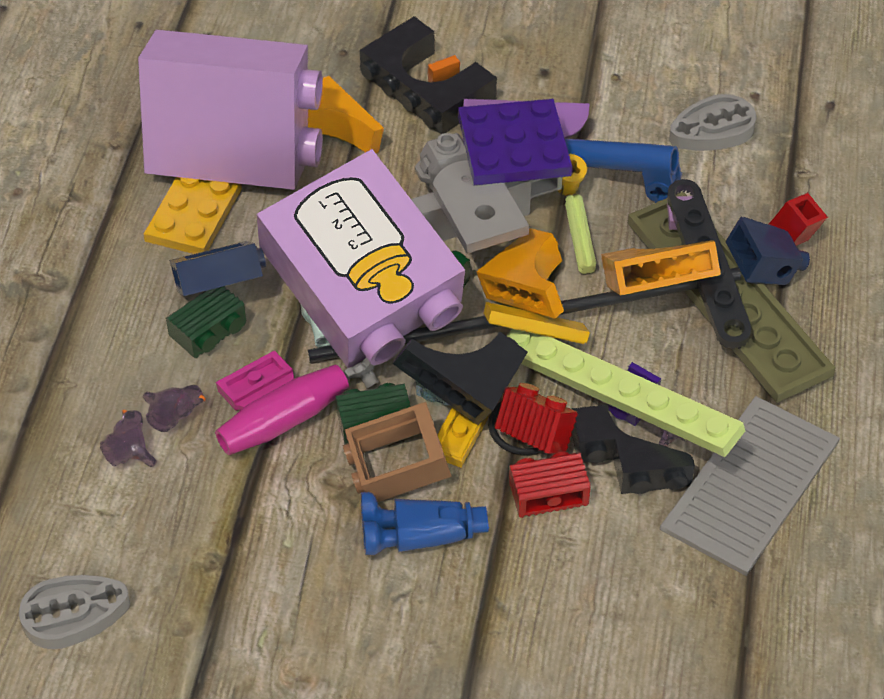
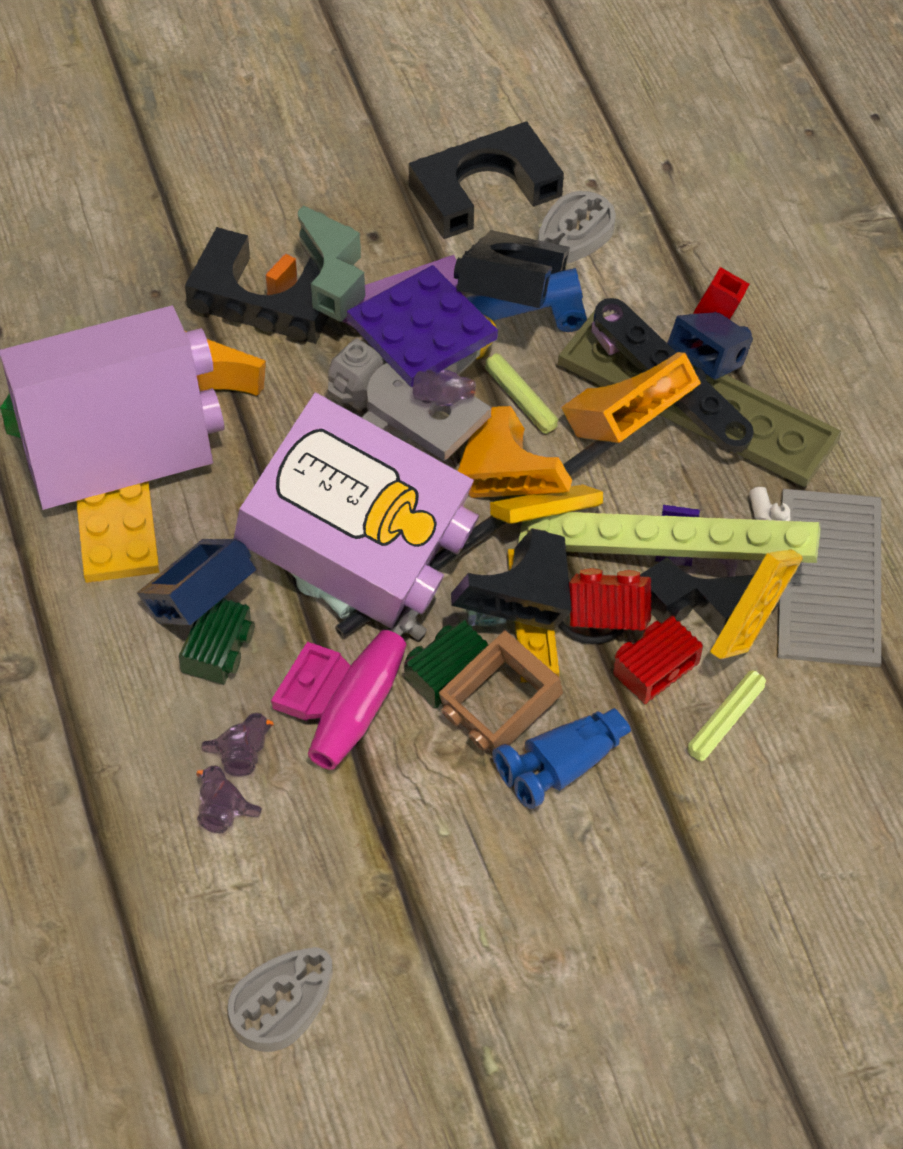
camera: 30 degrees left, 5 degrees up
(490, 65) = (335, 252): none -> sand green arch
(493, 192) = (442, 387): none -> clear purple animal
(580, 555) = (726, 715): none -> yellowish green axle
(621, 125) = (510, 268): none -> black arch
(649, 467) = (756, 603): none -> yellow tile
(694, 44) = (510, 151): none -> black arch
(727, 400) = (764, 510): none -> white arm

